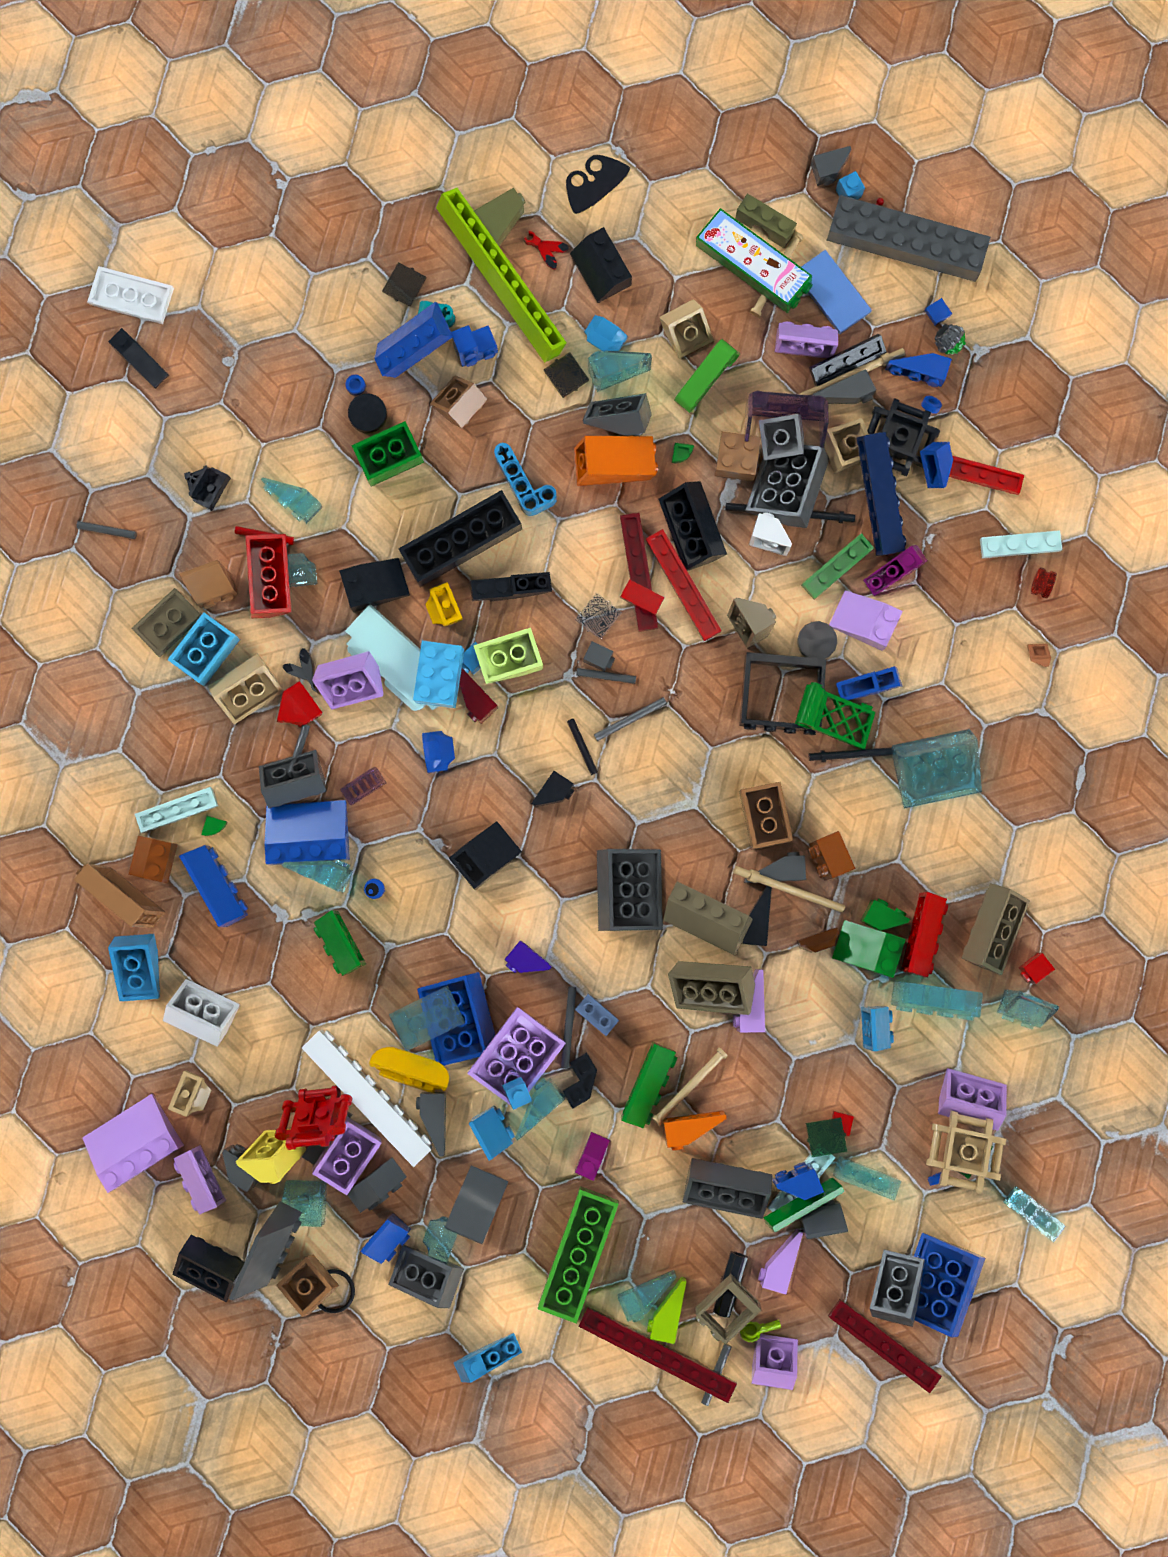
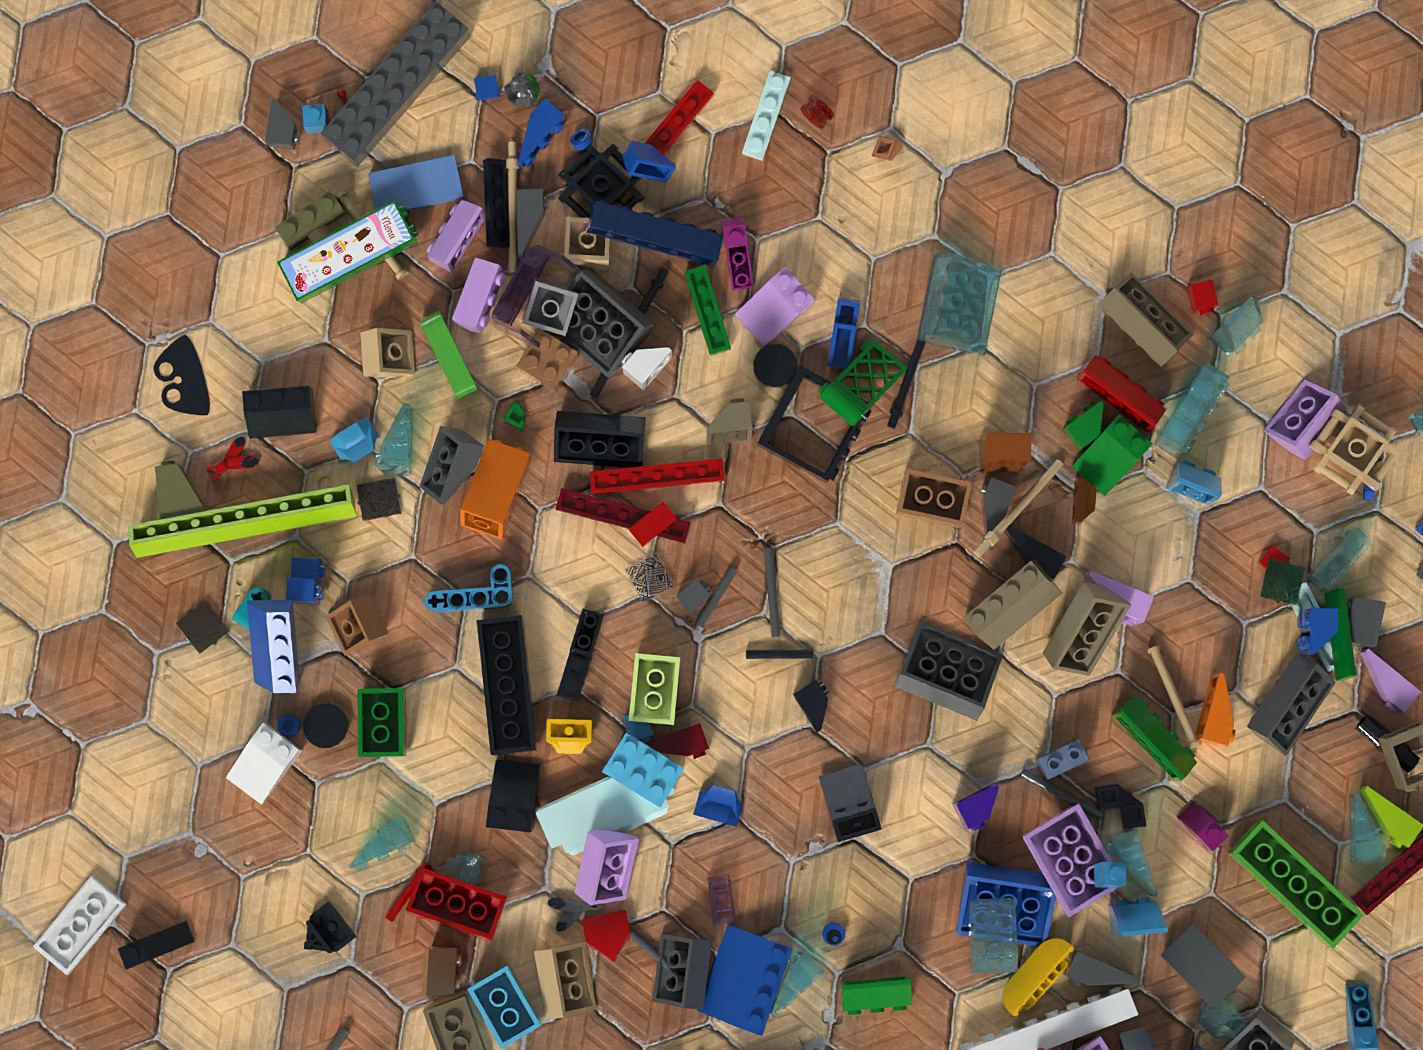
camera: 70 degrees left, 0 degrees up
(318, 377) = (263, 762): none -> white slope
(765, 375) = (479, 295): none -> lavender slope

